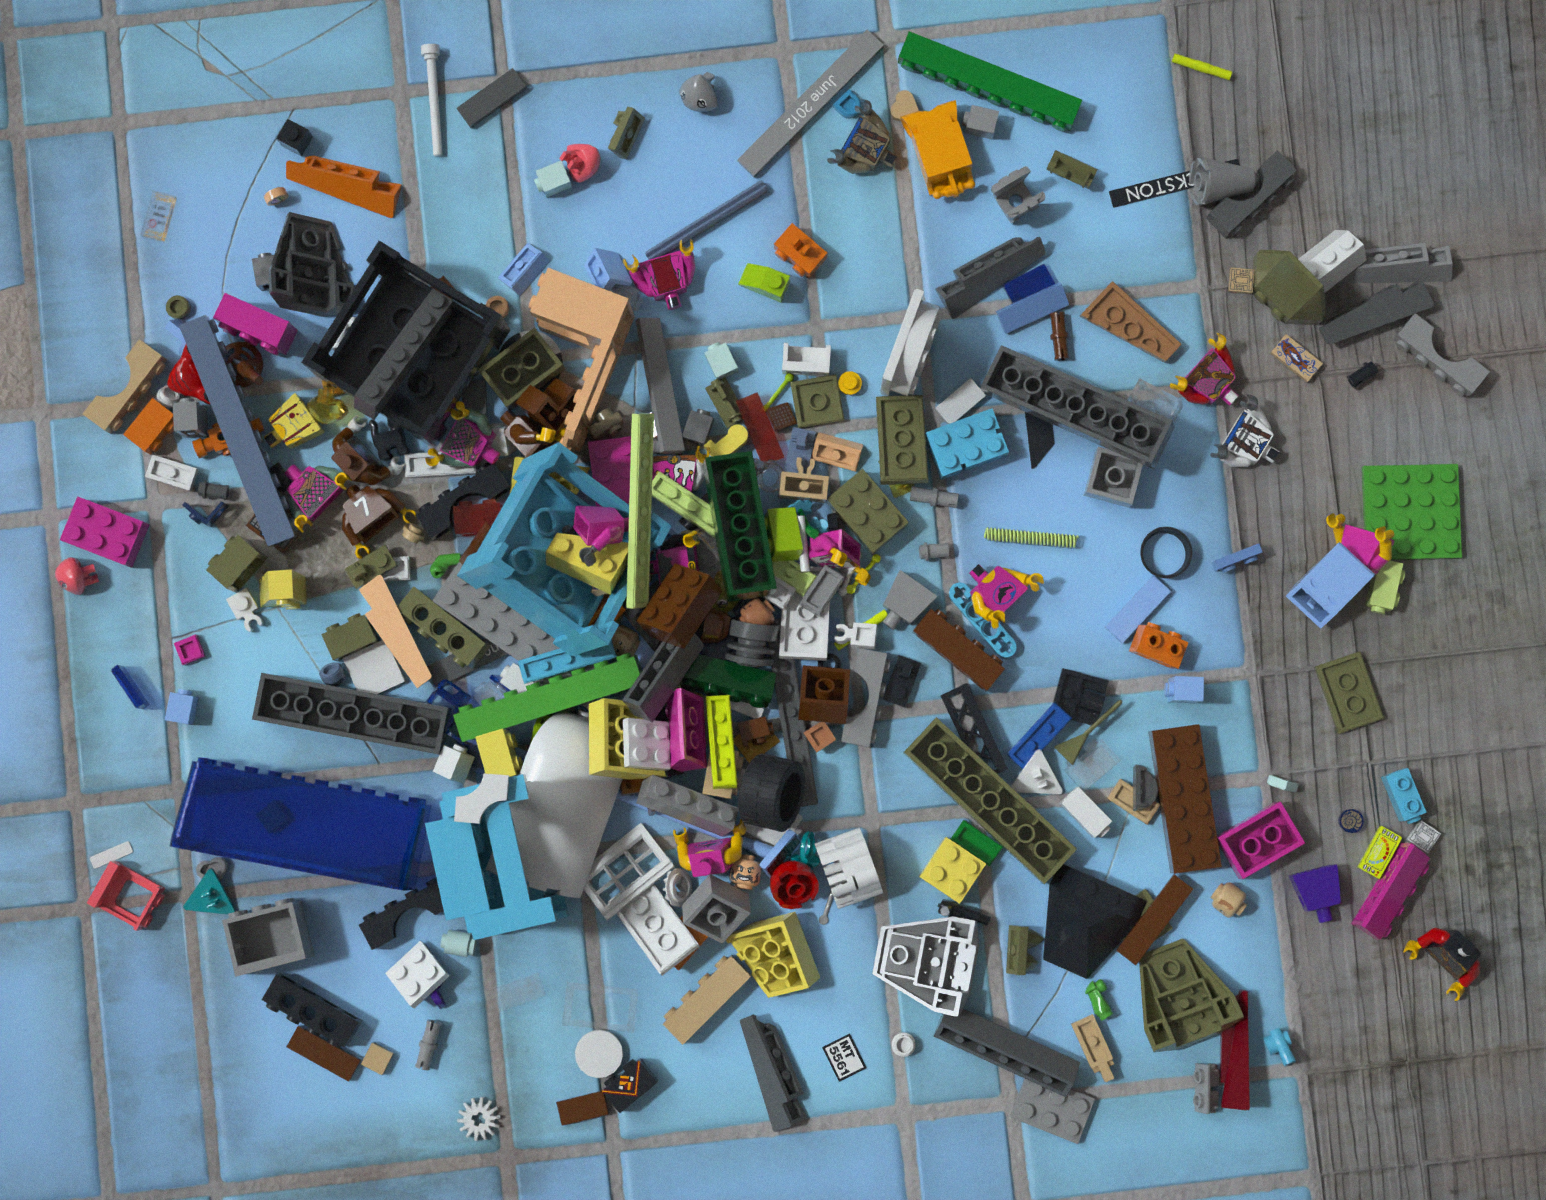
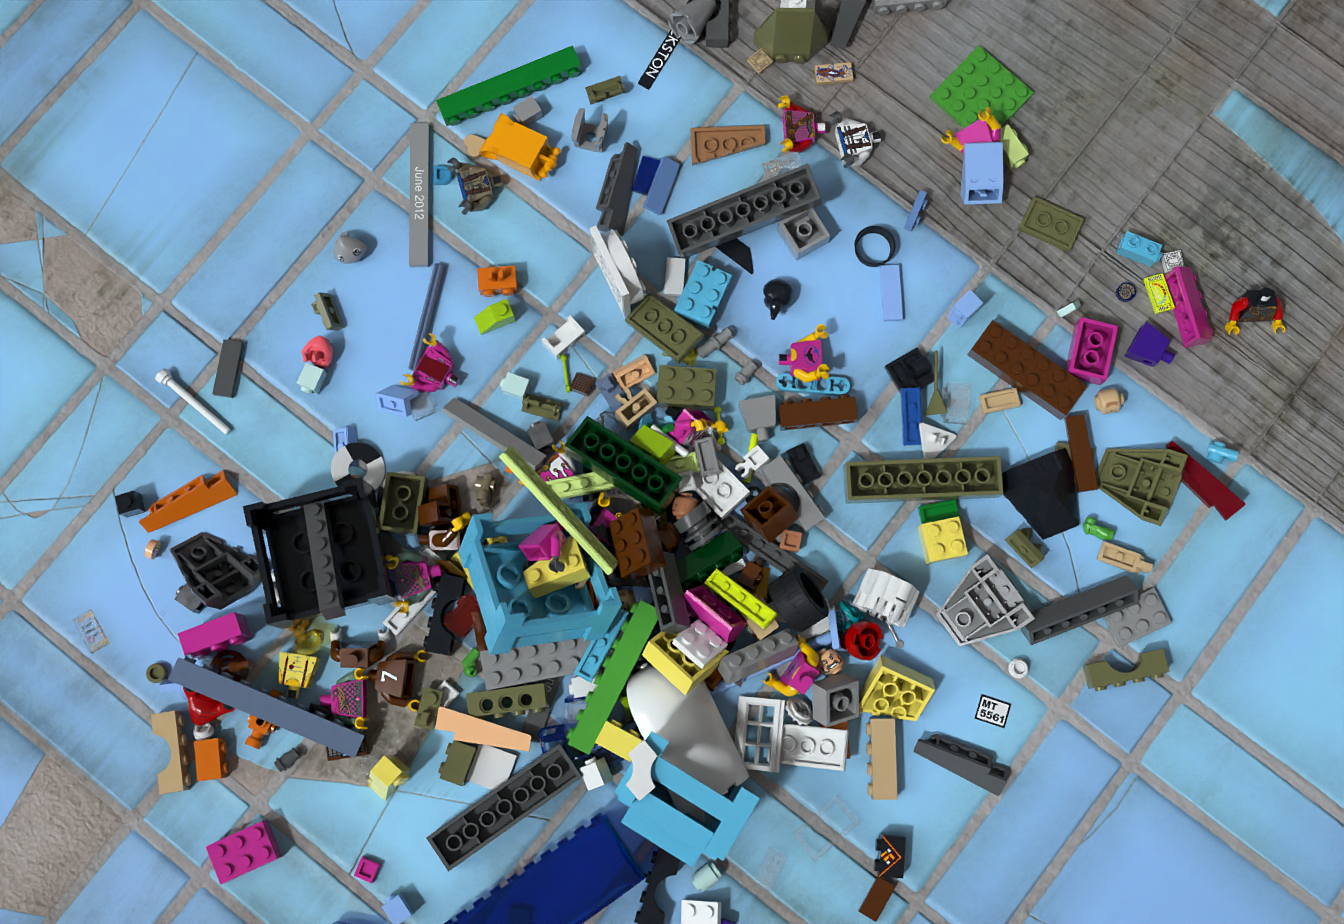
camera: 55 degrees left, 5 degrees down
(74, 577) = (251, 898): coral piece -> none
(171, 473) = (250, 775): white plate -> none
(190, 418) = (230, 730): light grey brick -> none
(196, 516) = (295, 784): dark blue bracket -> none
(236, 563) = (344, 788): olive brick -> none
(244, 606) = (374, 810): white plate -> none
(332, 674) = (469, 795): sand blue tile -> none
(388, 440) = (365, 622): black animal -> none
(413, 533) = (434, 663): tan plate -> none
(502, 281) = (358, 451): none -> white sticker
(505, 466) = (450, 568): none -> pearl gold sticker
(589, 319) = (412, 435): light nougat bracket -> none
(599, 1053) = (853, 856): white tile -> none
(611, 465) = (515, 502): dark pink brick -> none
(731, 443) = (568, 426): light yellow leg -> none
(760, 428) = (576, 401): clear red tile -> none
(817, 401) = (593, 355): olive tile -> none
(849, 383) = (601, 326): yellow plate -> none
(950, 909) = (966, 562): black piece -> none
(979, 722) = (870, 443): black fence -> none
(998, 533) = (794, 311): yellowish green piece -> none
(1020, 1158) = (1148, 664): none -> olive arch
(1031, 511) = (778, 296): none -> black hair
(1059, 336) = (692, 186): reddish brown pin -> none
(1086, 813) = (982, 432): white brick -> none
(1144, 788) = (998, 386): dark grey tile -> none
(1158, 645) = (925, 300): orange brick -> none
(1205, 1099) = (1200, 514): light grey hinge -> none
(1363, 374) = (878, 47): black pin -> none

